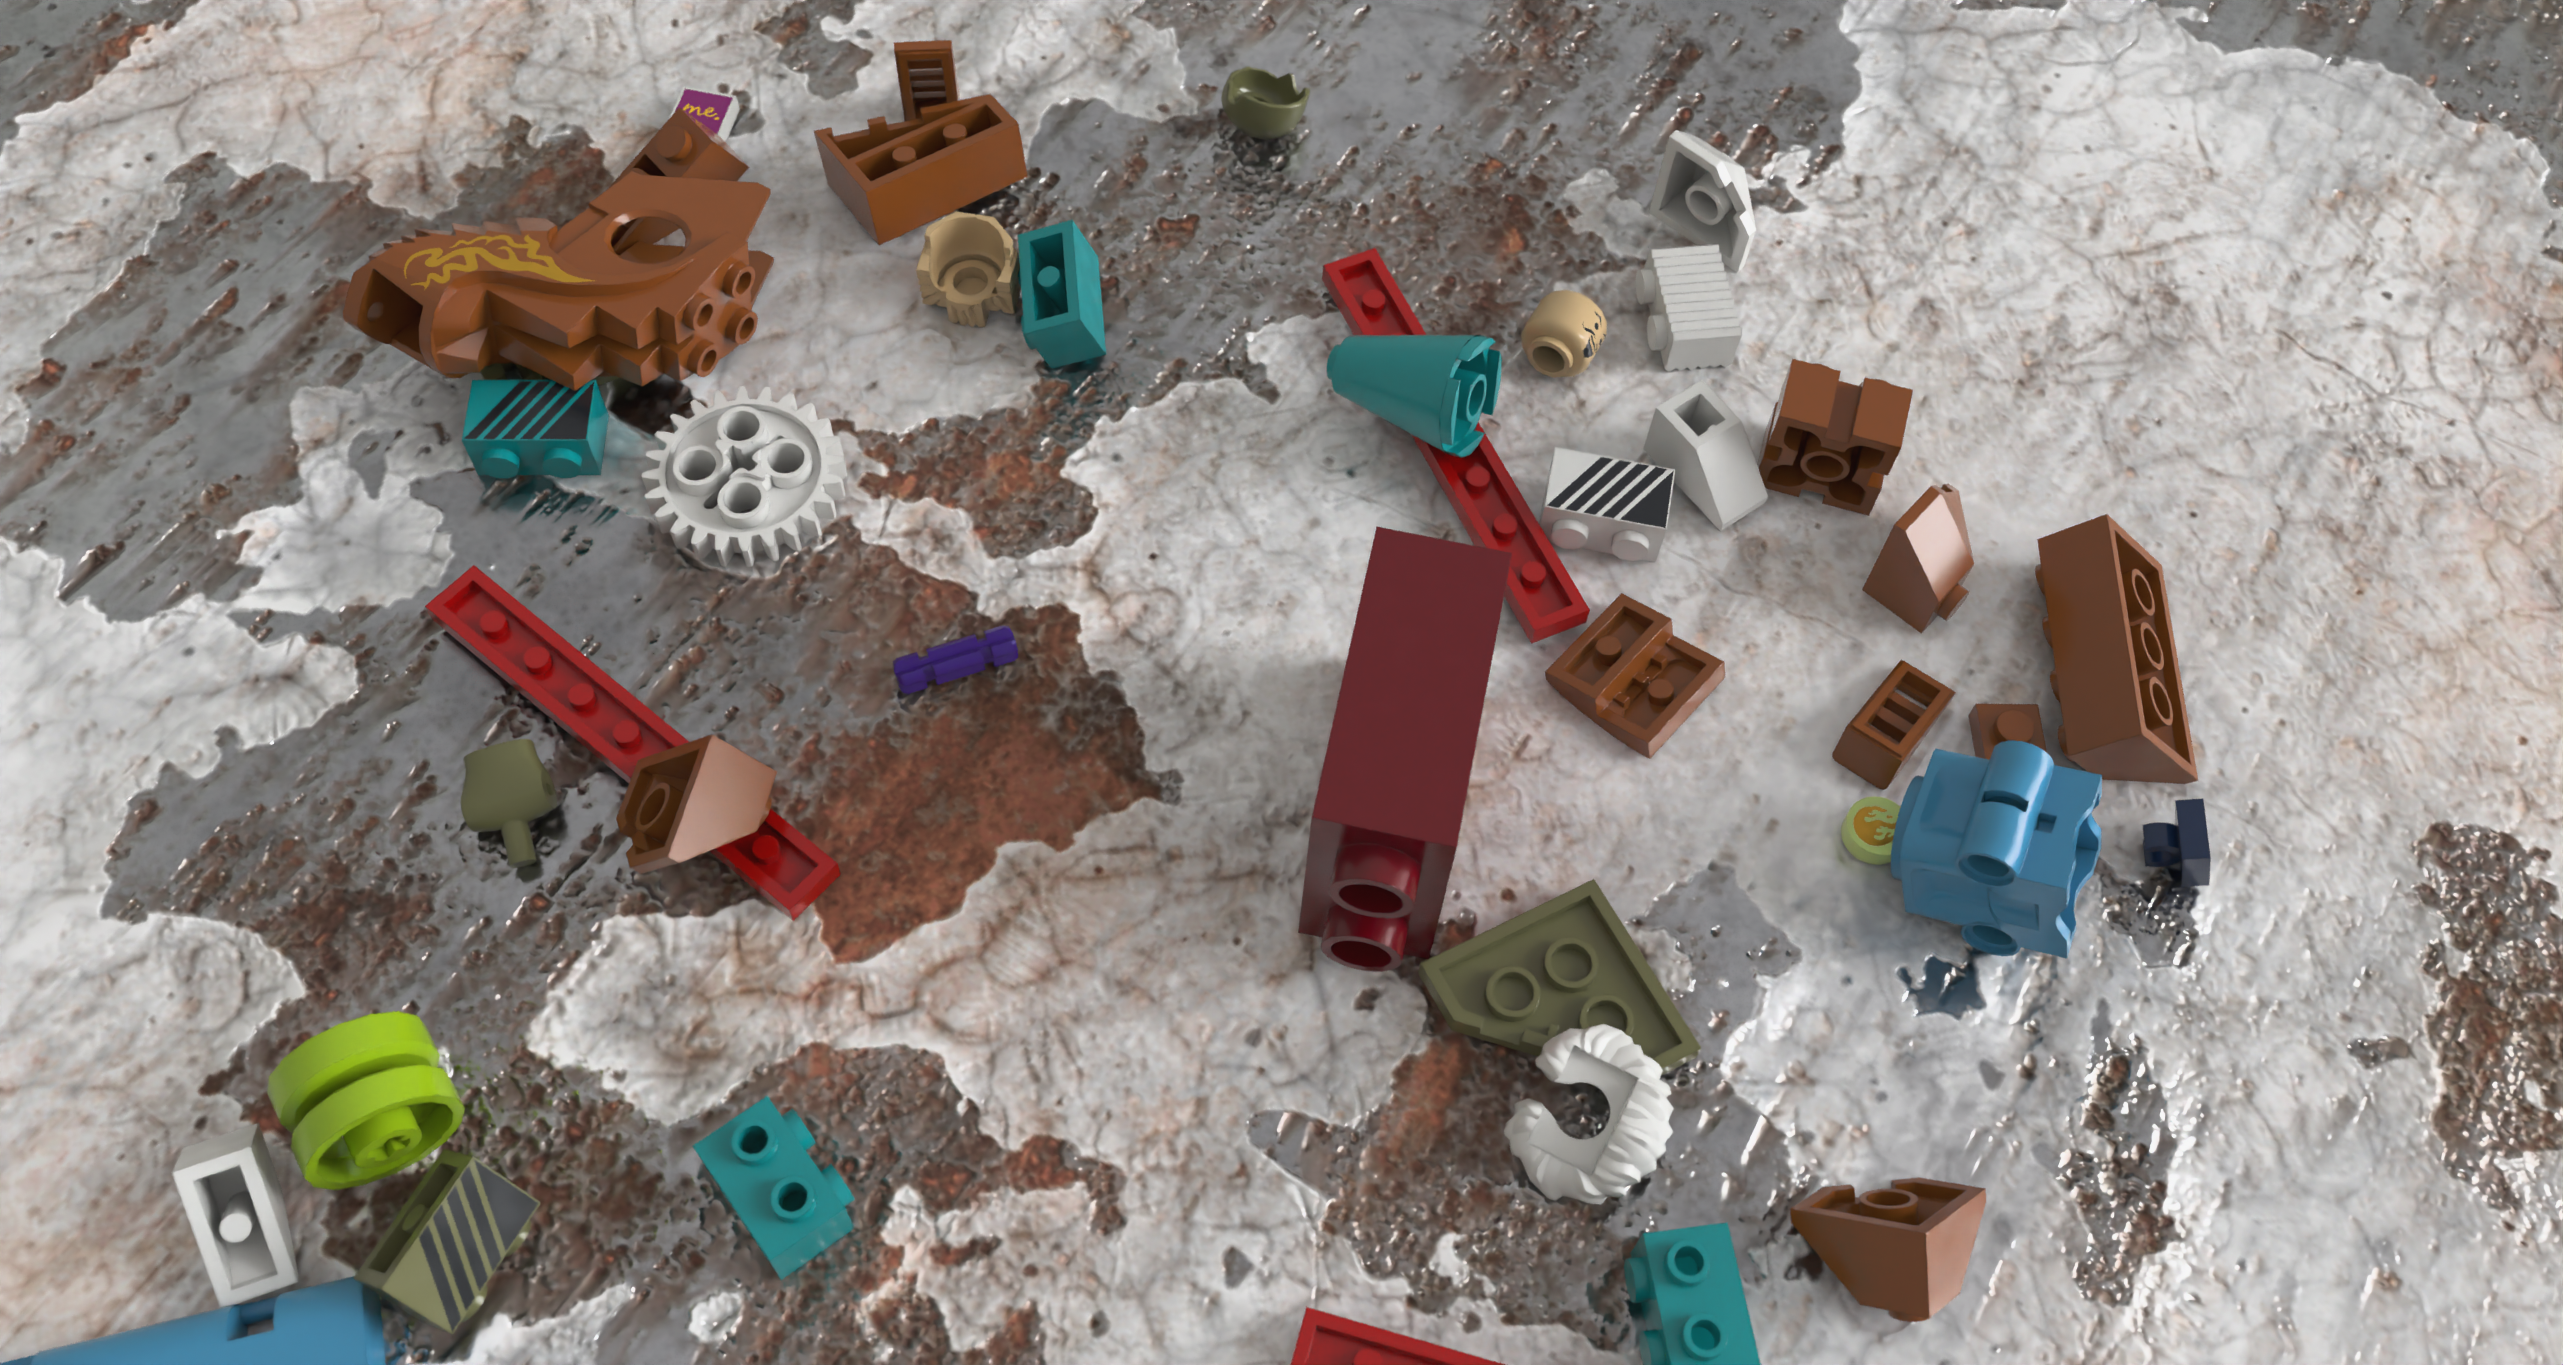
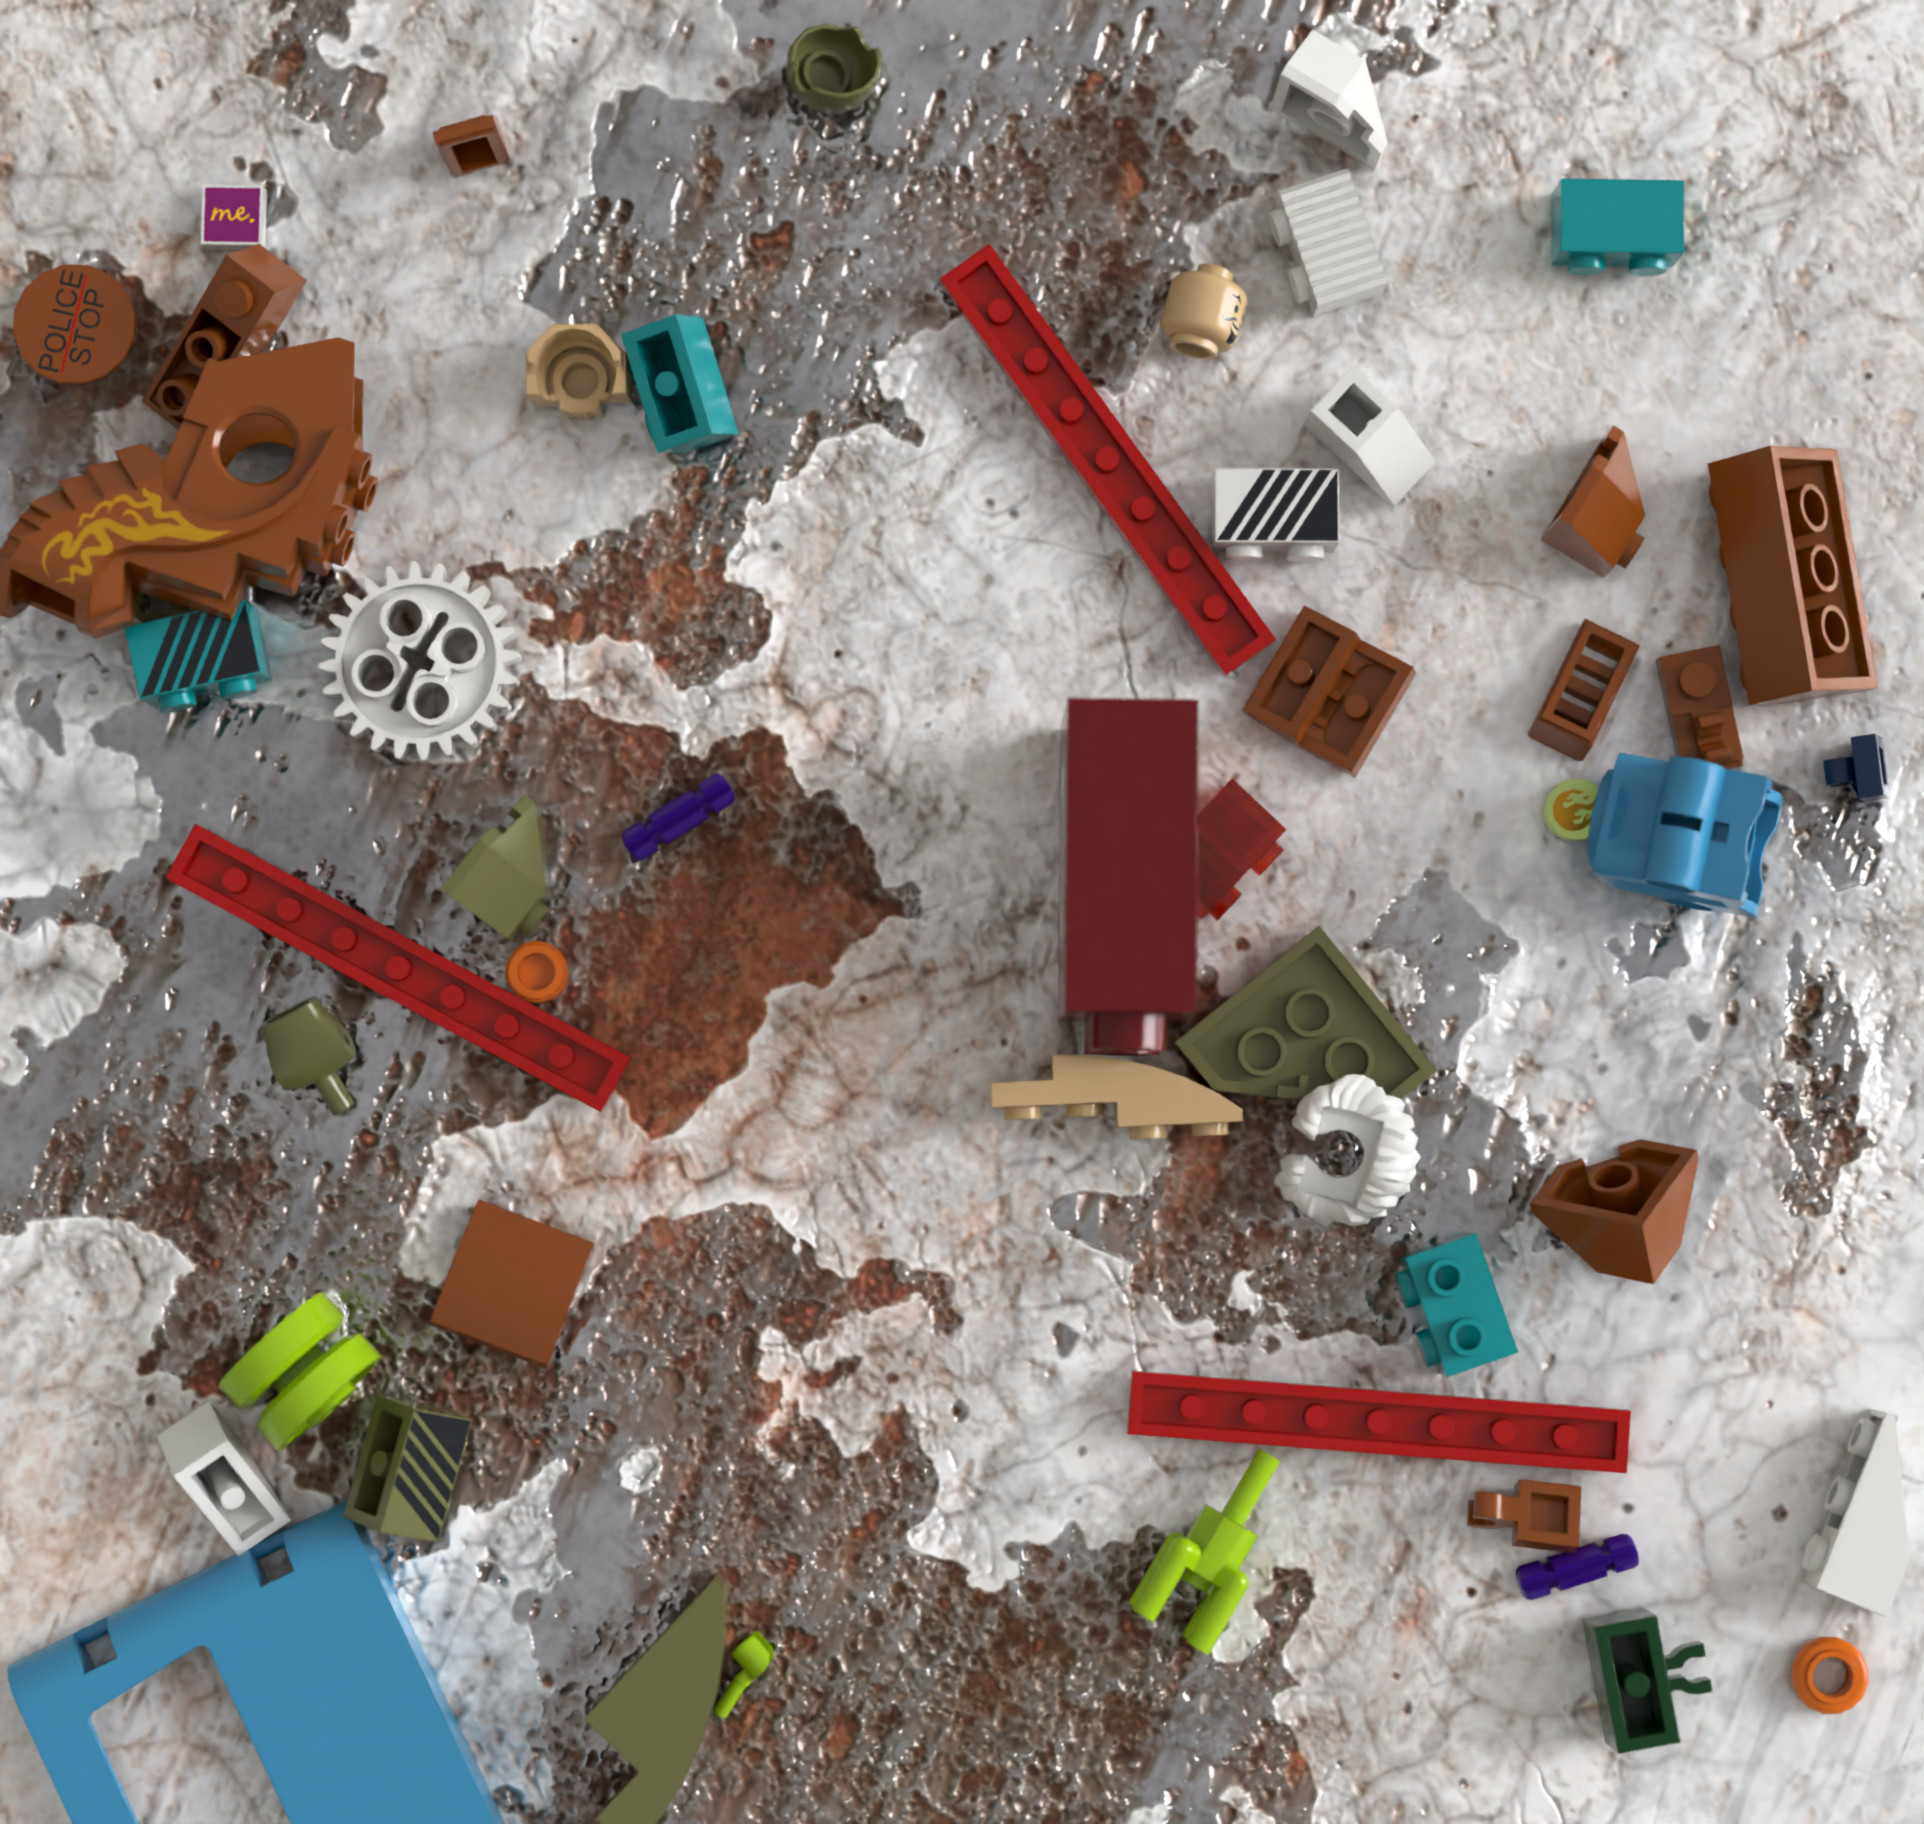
camera: 10 degrees left, 25 degrees up
(528, 158) = (74, 324): none -> dark orange piece
(637, 1073) = (512, 1284): none -> dark orange slope
(692, 802) = (488, 1049): dark orange slope -> none
(760, 660) = (507, 875): none -> olive slope
(776, 1186) = (662, 1359): teal brick -> none
(788, 767) = (537, 972): none -> orange tile
(923, 166) = (491, 247): dark orange wedge -> none
(1378, 1010) = (1142, 1097): none -> tan slope
(1421, 383) = (1068, 434): teal cone -> none
(1511, 783) = (1231, 839): none -> clear red slope
(1833, 436) = (1492, 392): dark orange brick -> none
(1962, 339) = (1617, 225): none -> teal brick

